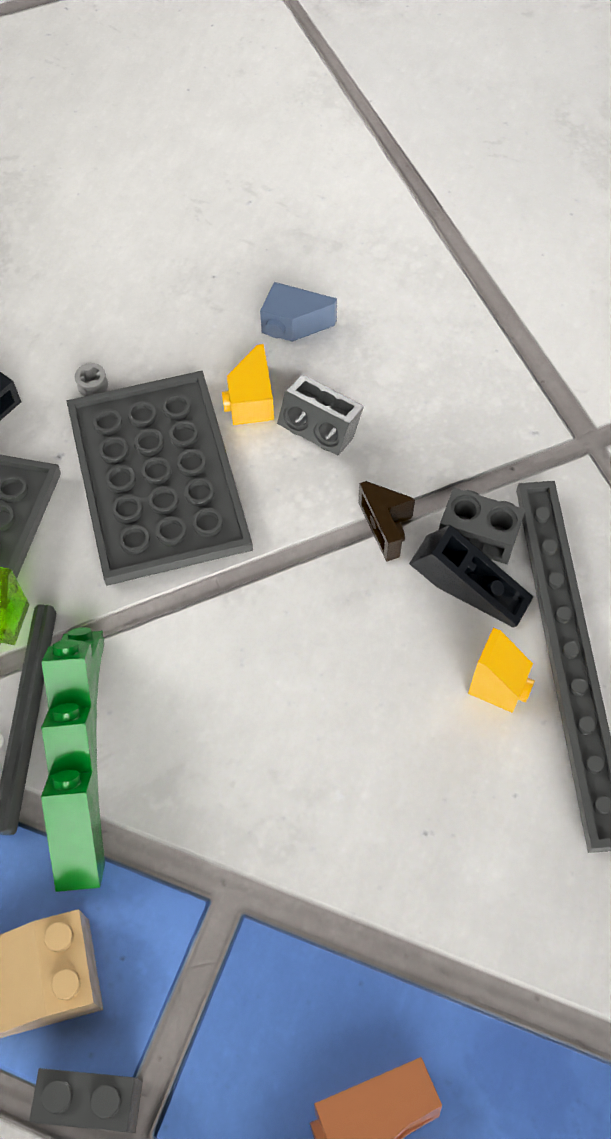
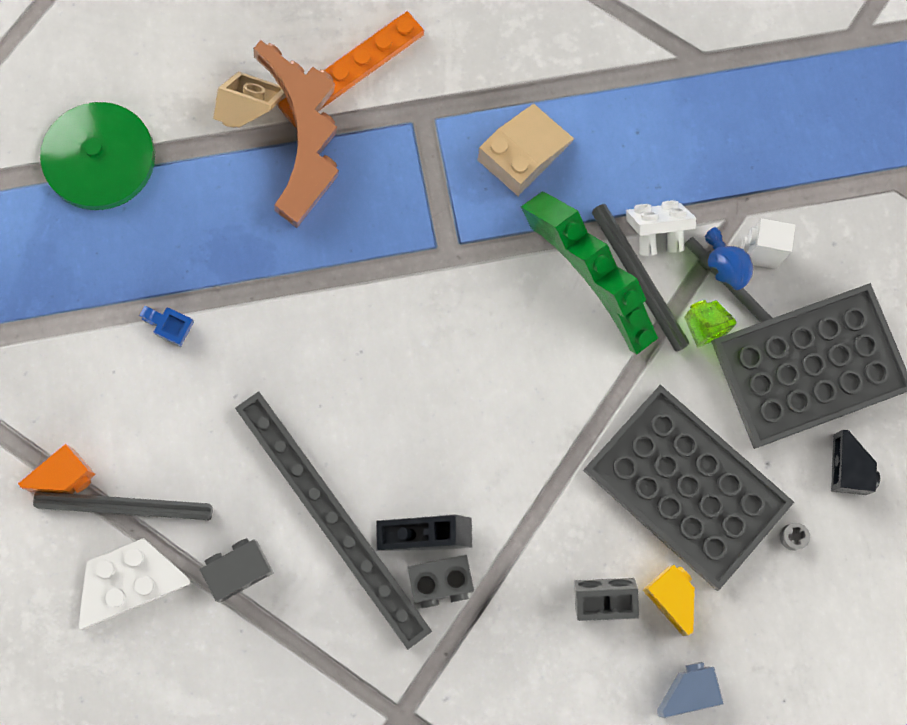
camera: 140 degrees right, 15 degrees up
(86, 1100) = (452, 112): dark grey brick -> none
(384, 512) = (517, 549): dark brown slope -> none
(502, 673) = (365, 468): yellow slope -> none

